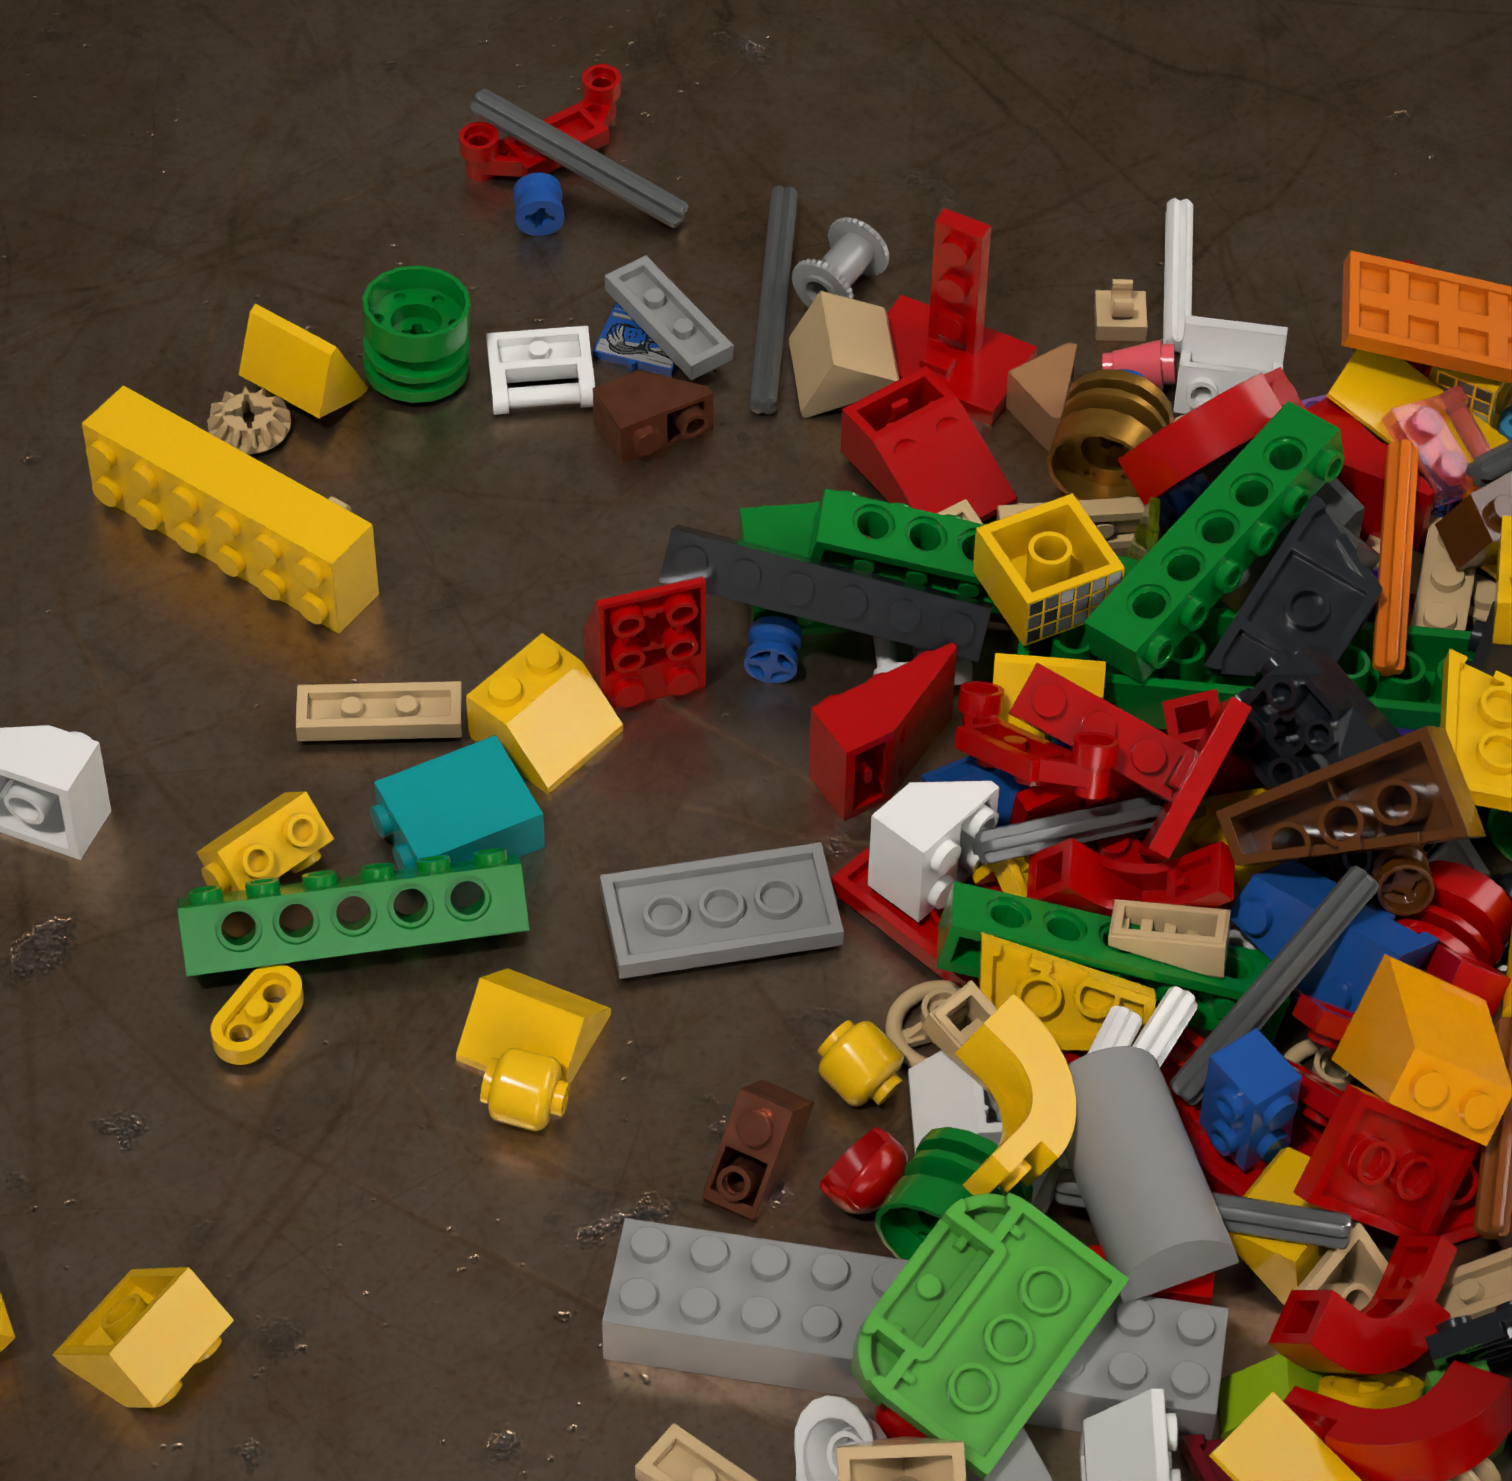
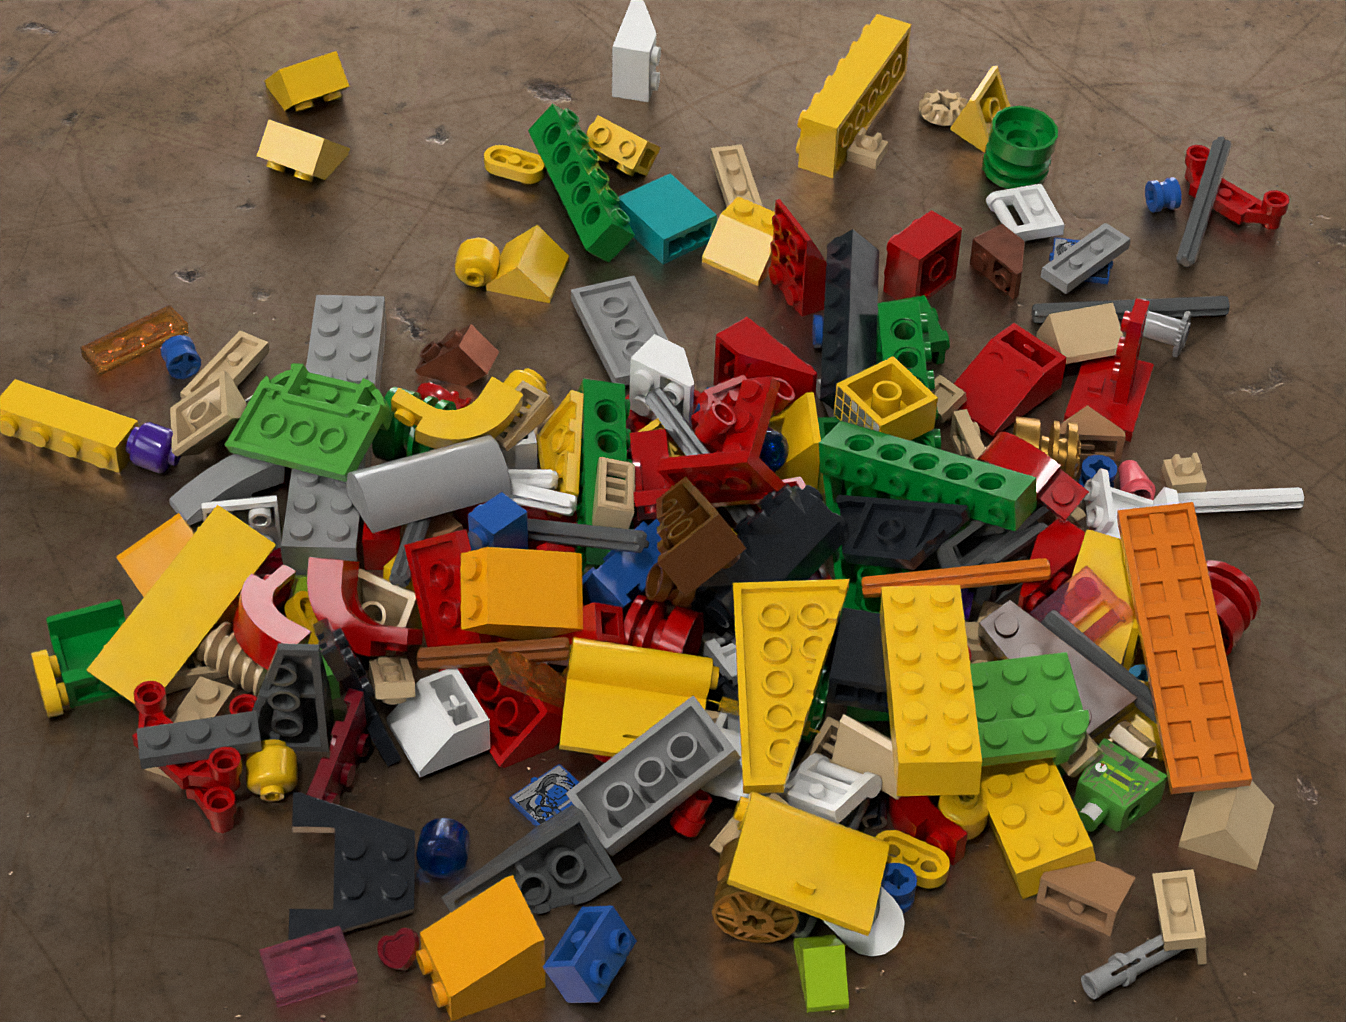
camera: 80 degrees right, 5 degrees down
(652, 487) = (922, 257): none -> red brick

